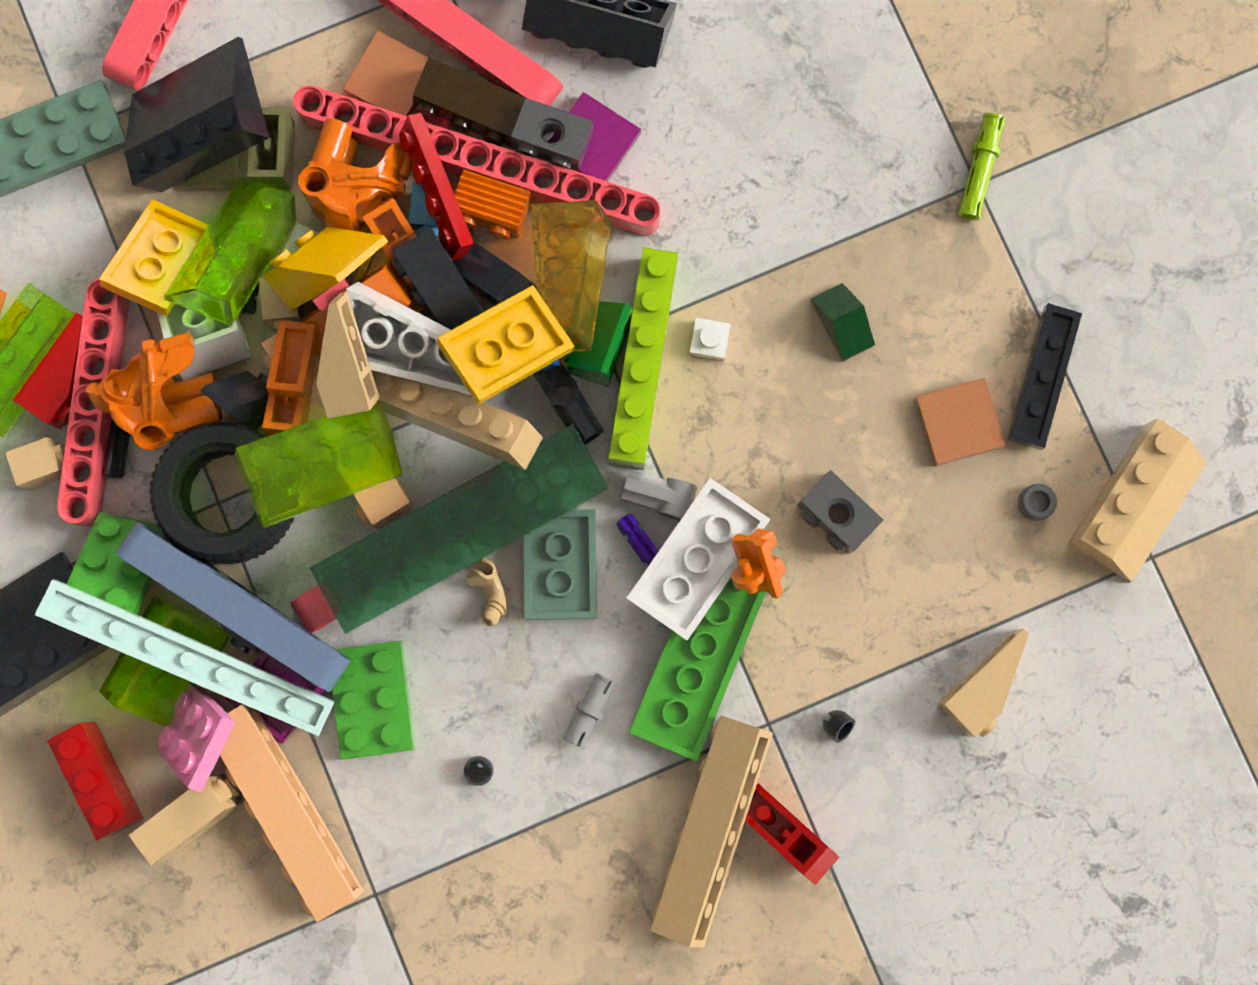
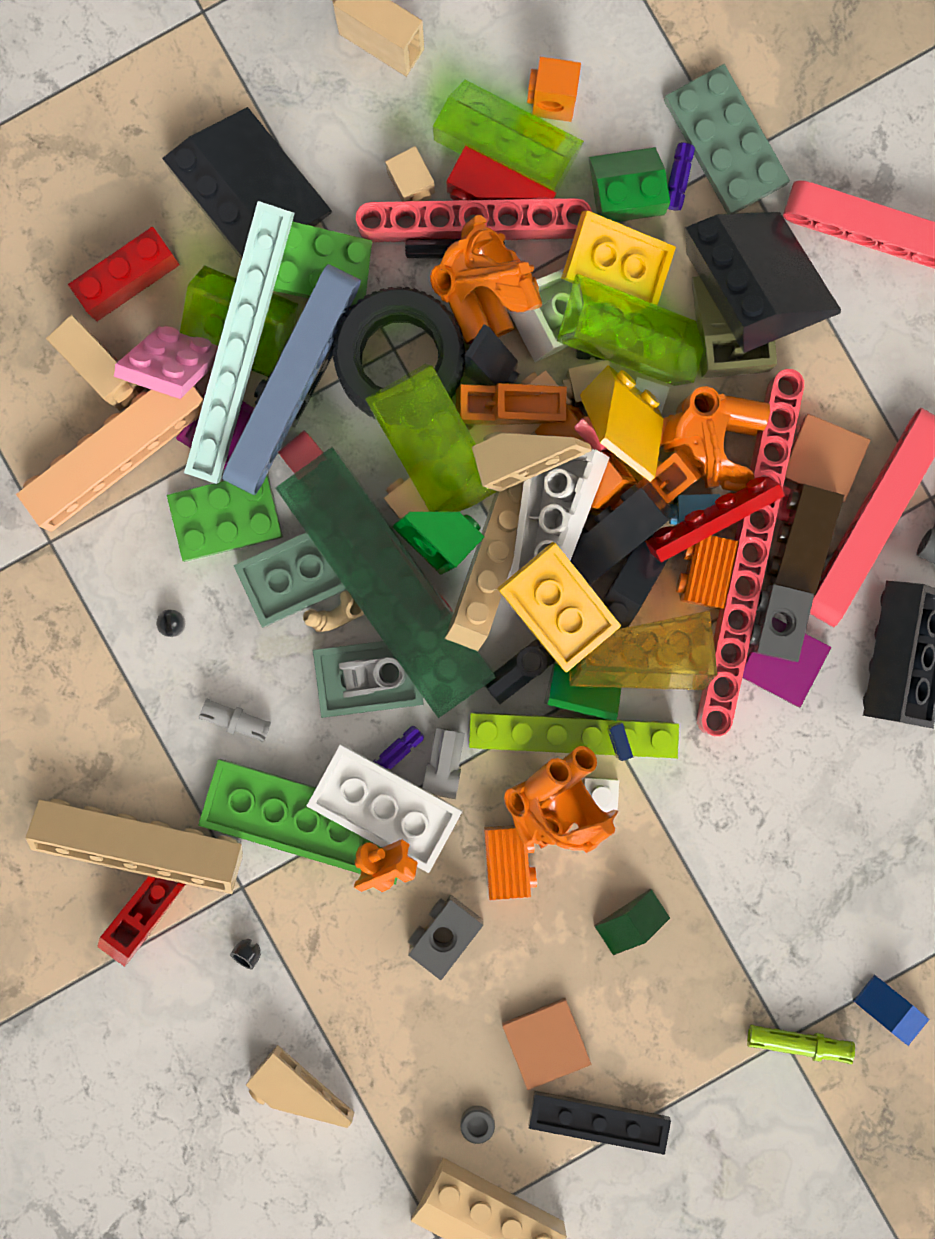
camera: 85 degrees right, 5 degrees up
(80, 189) = (680, 175): none -> dark purple axle
(80, 238) = (629, 185): none -> green slope
(419, 466) = (440, 537): none -> green slope
(445, 636) = (287, 579): none -> sand green plate
(557, 559) = (369, 676): none -> light grey piece
(653, 304) = (619, 741): none -> dark blue tile
(707, 378) = (555, 800): none -> orange helmet
(768, 438) = (508, 864): none -> orange brick
(954, 75) = (891, 1010): none -> blue slope

